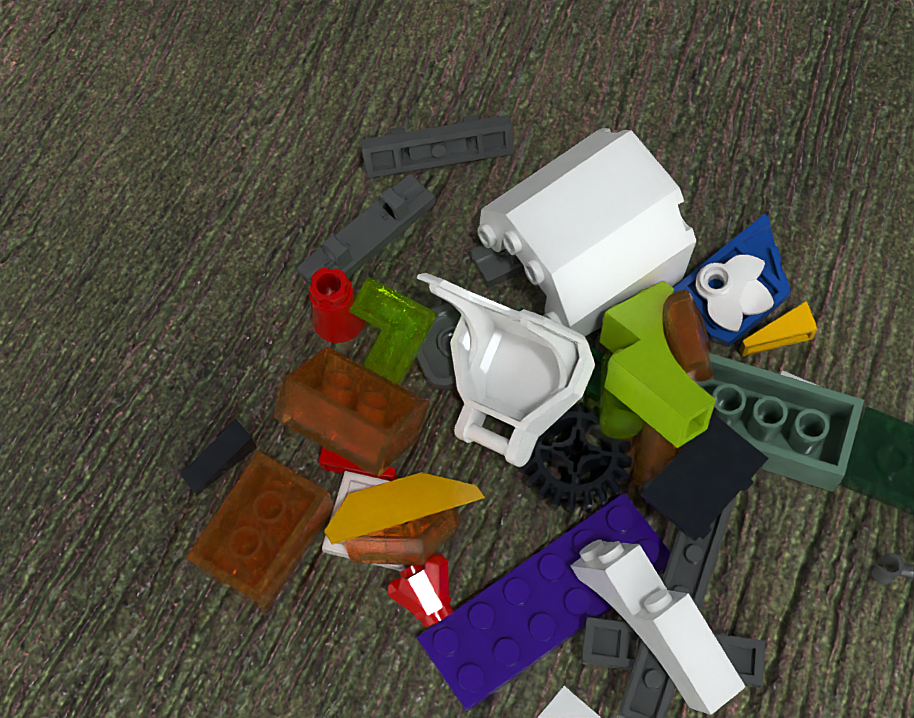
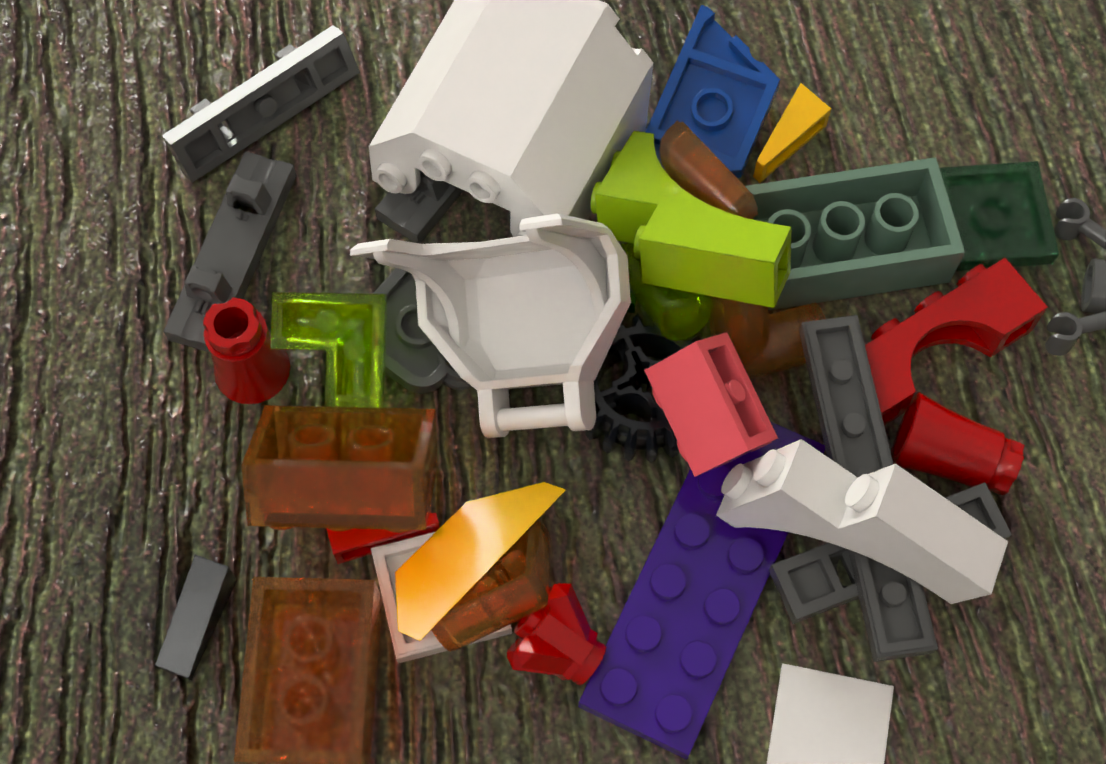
camera: 35 degrees left, 0 degrees up
(603, 490) = (710, 403): none -> coral brick
(704, 478) = (819, 331): black piece -> none
(739, 293) = (724, 106): white plate -> none
(763, 607) = (955, 447): none -> red plant
(843, 524) = (984, 313): none -> red arch

